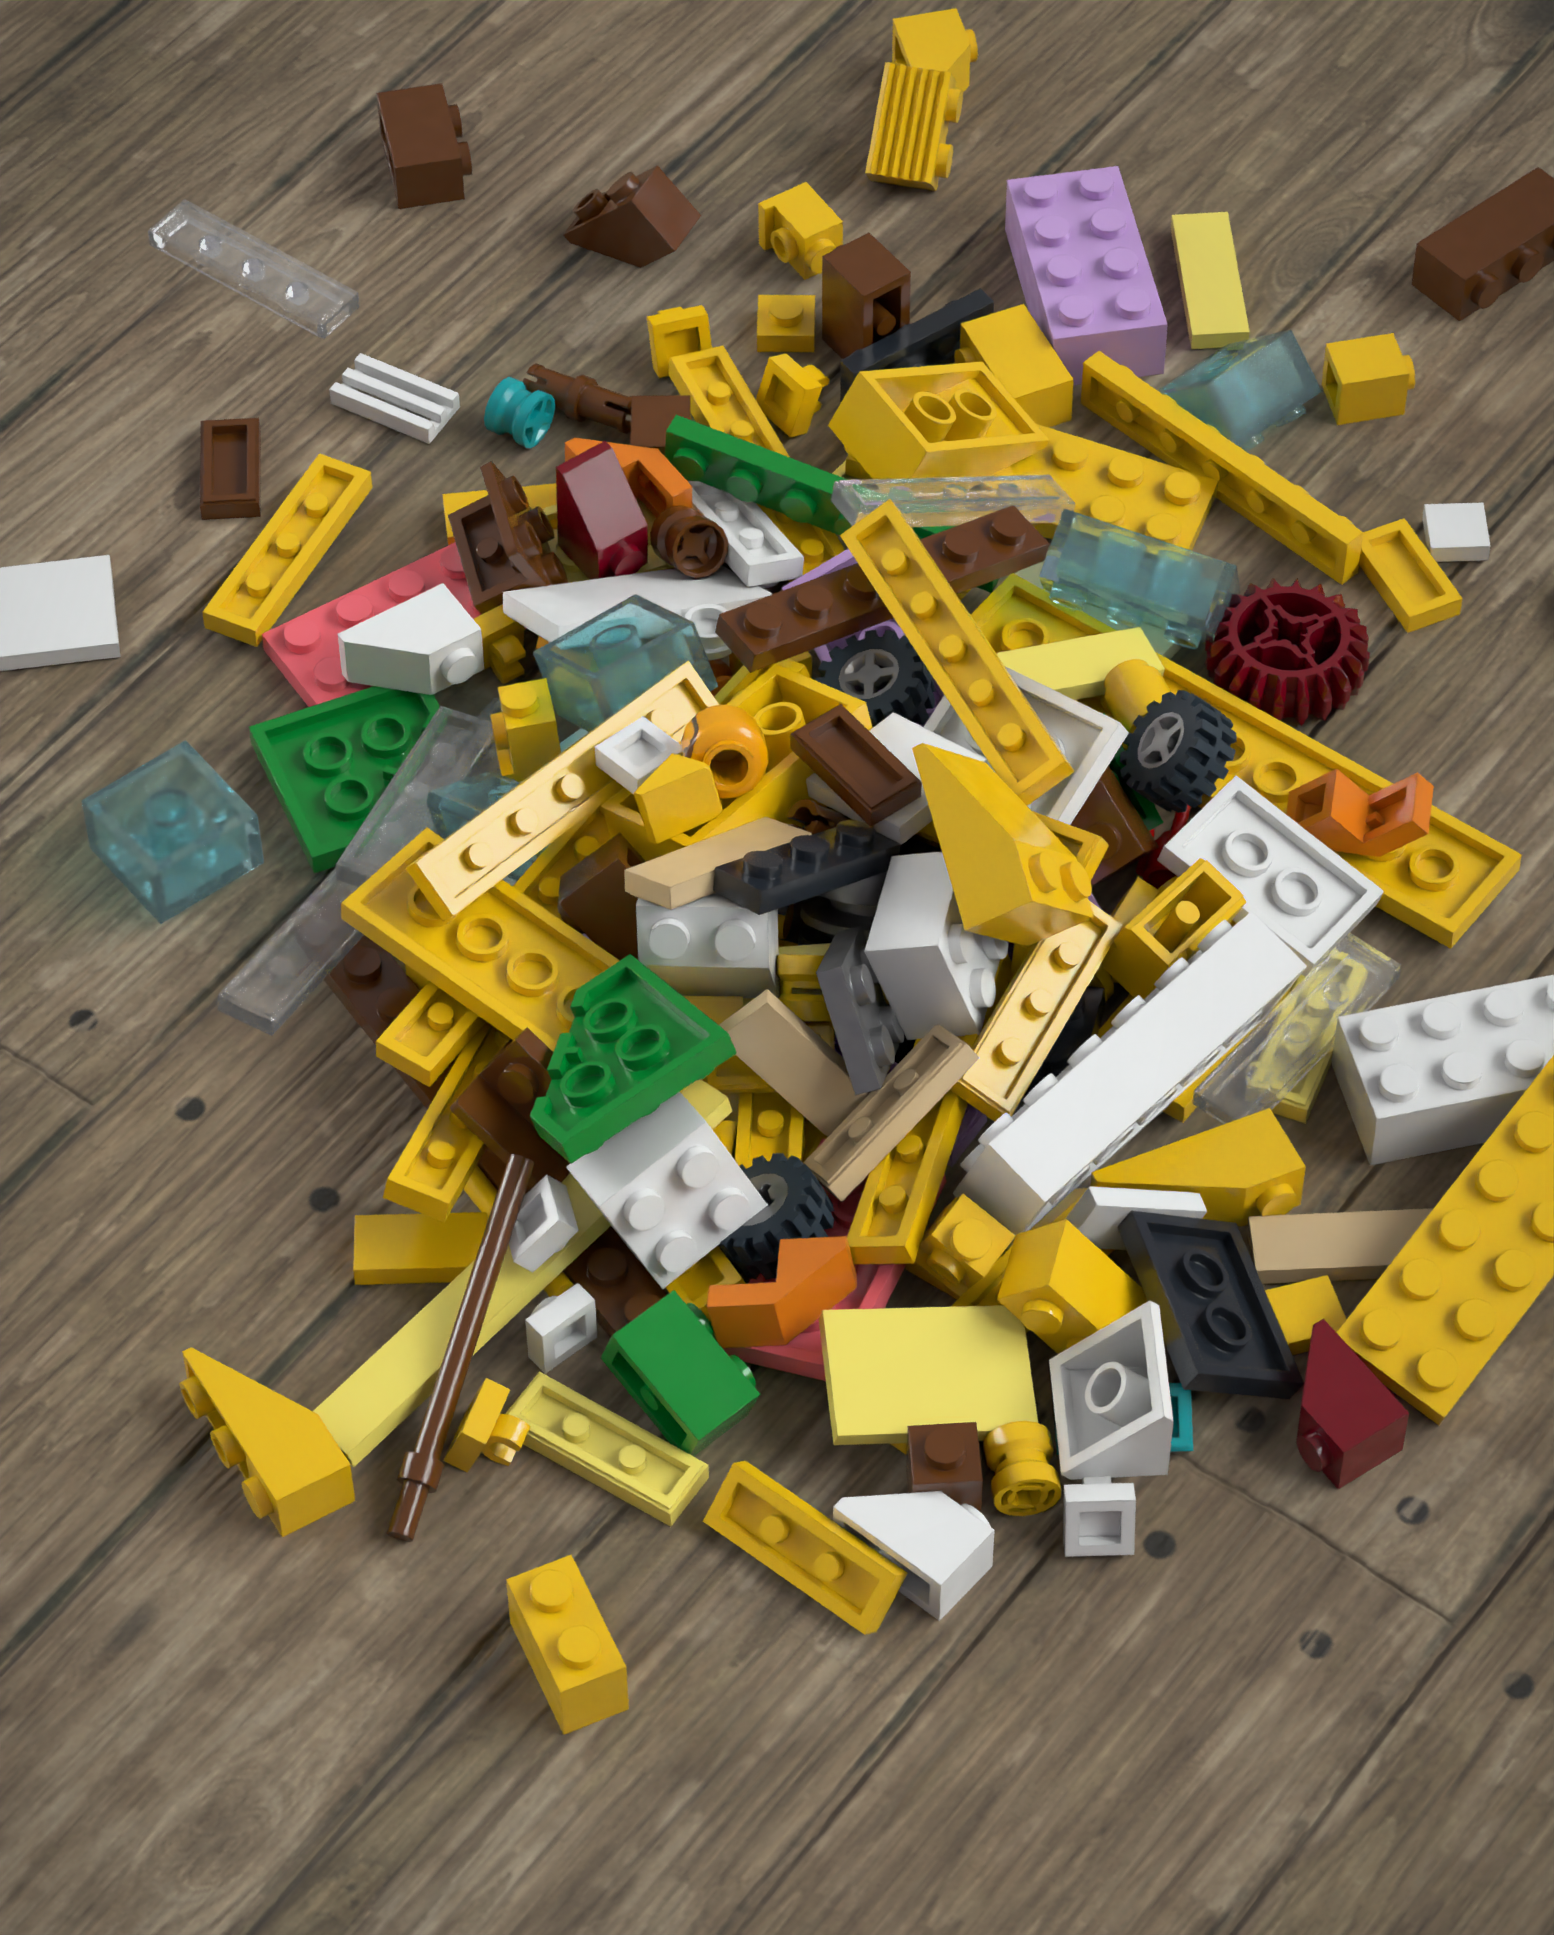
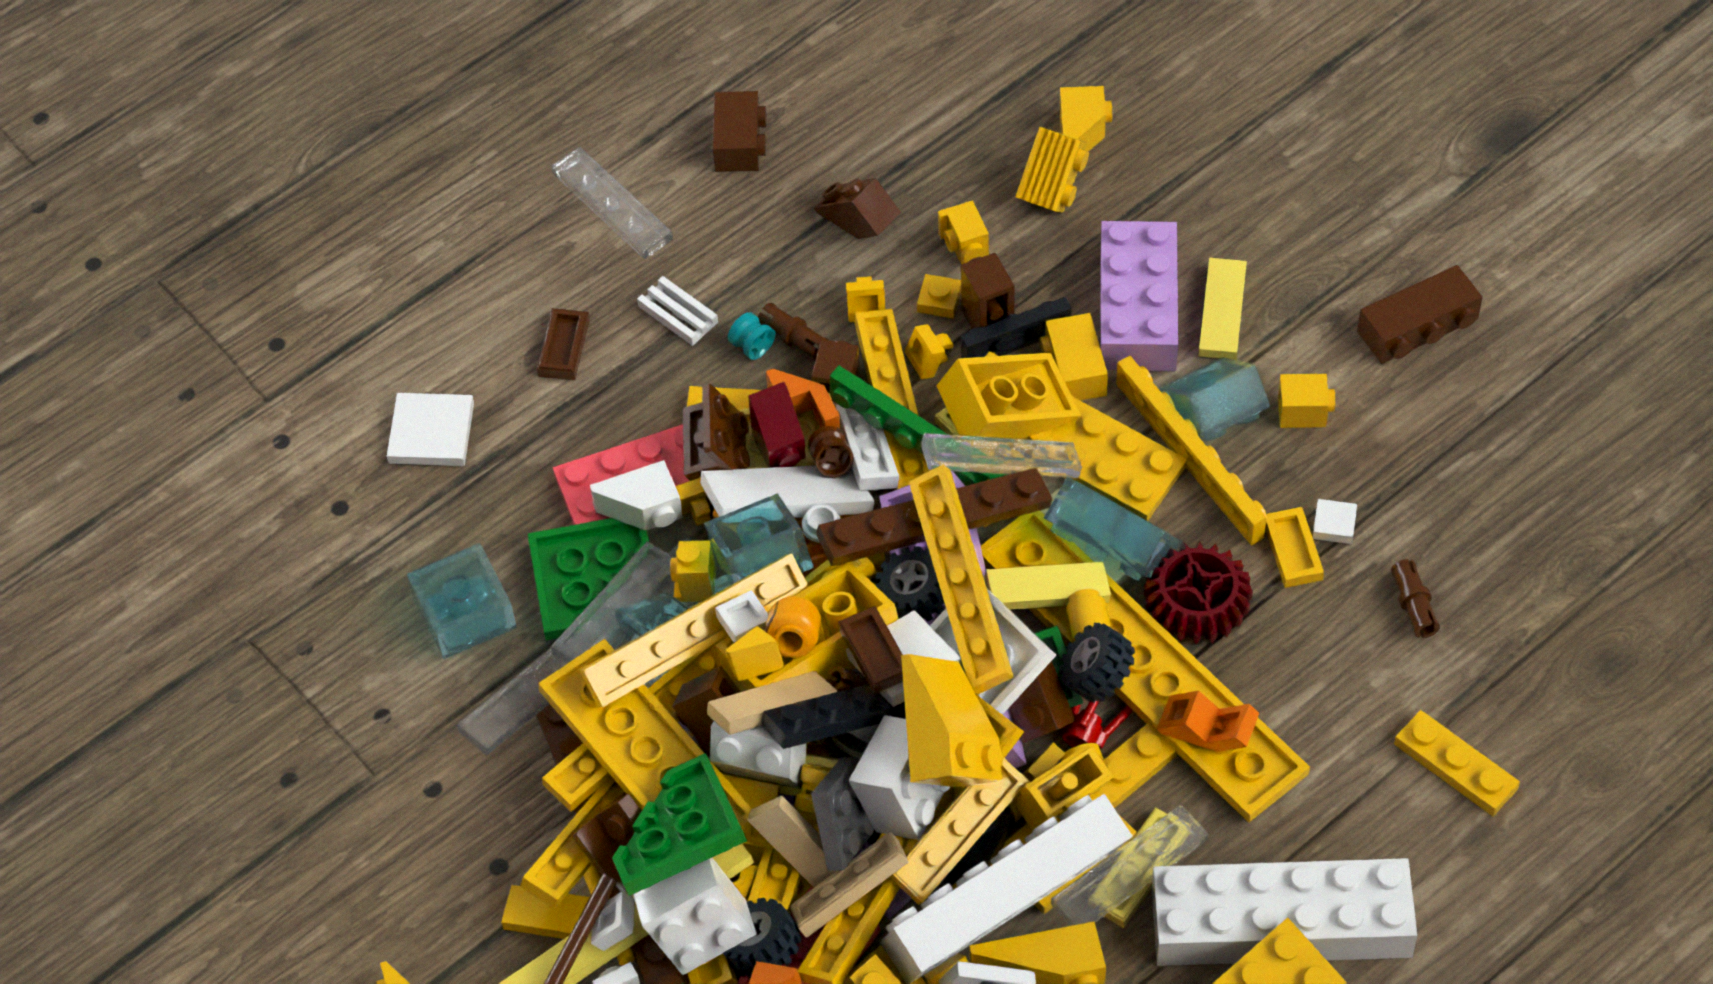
camera: 15 degrees right, 5 degrees up
(287, 550) = (583, 410): yellow plate -> none
(1279, 867) = (1144, 757): white plate -> none

